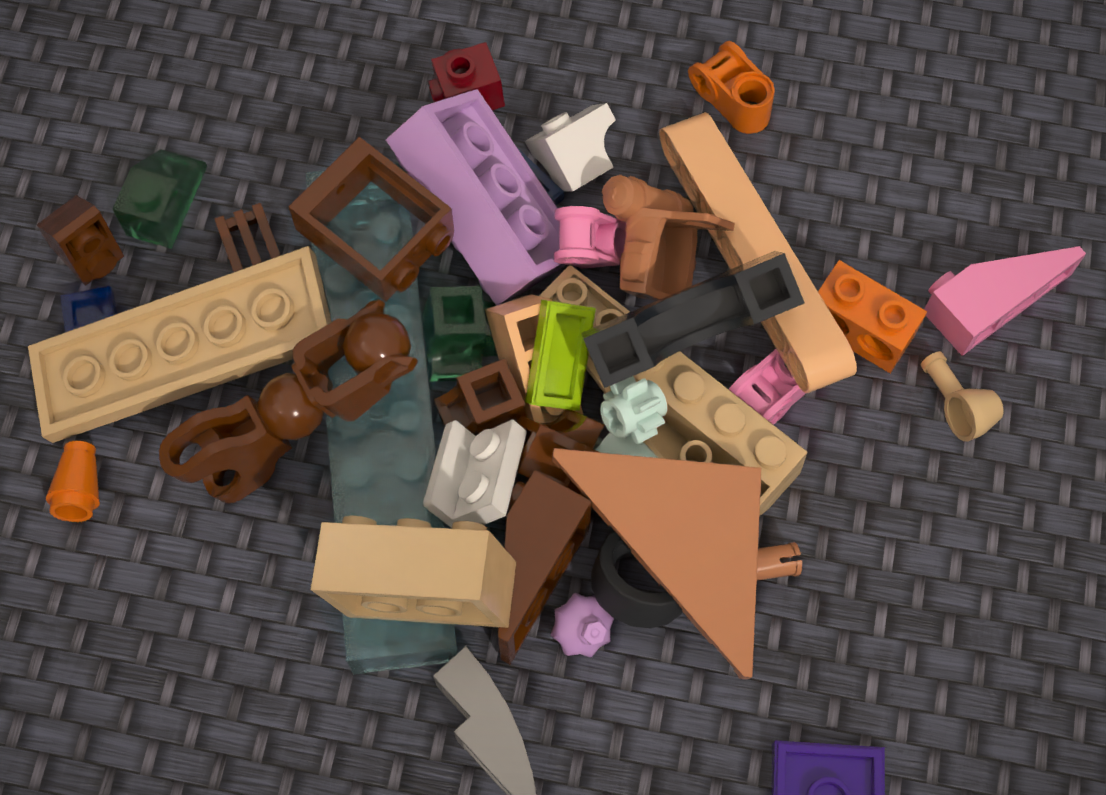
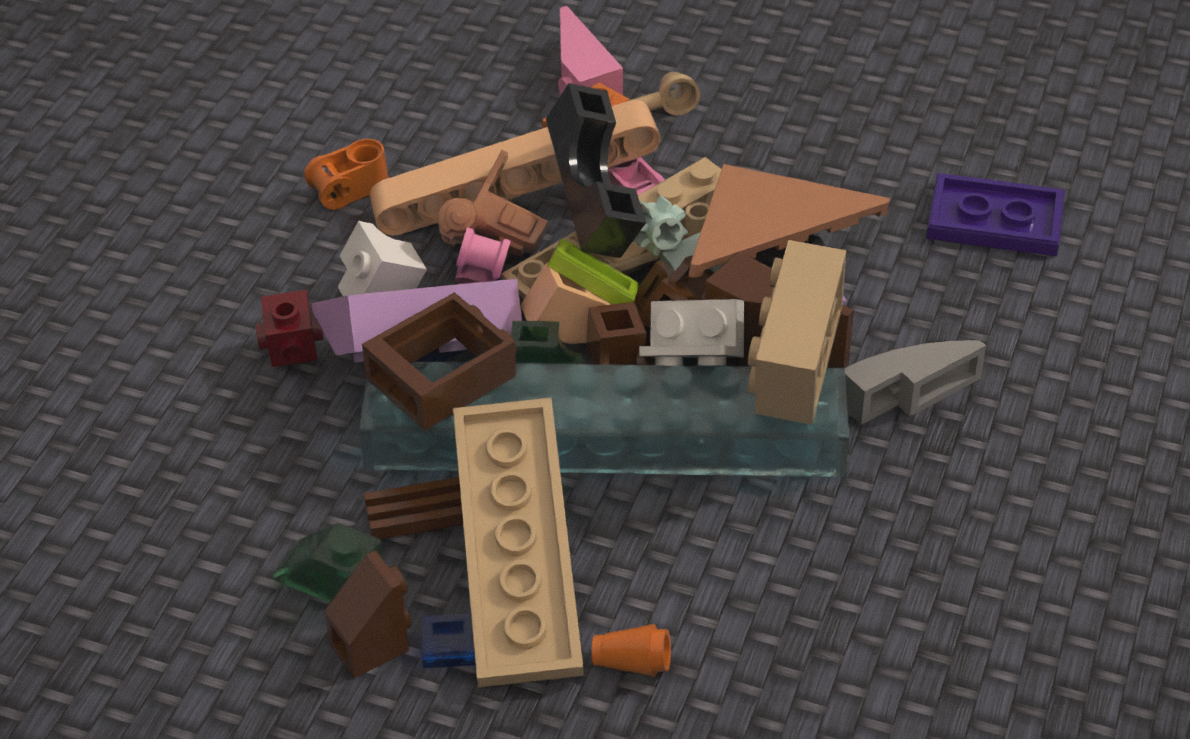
camera: 80 degrees left, 25 degrees down
(291, 406) = (607, 433): reddish brown piece -> none

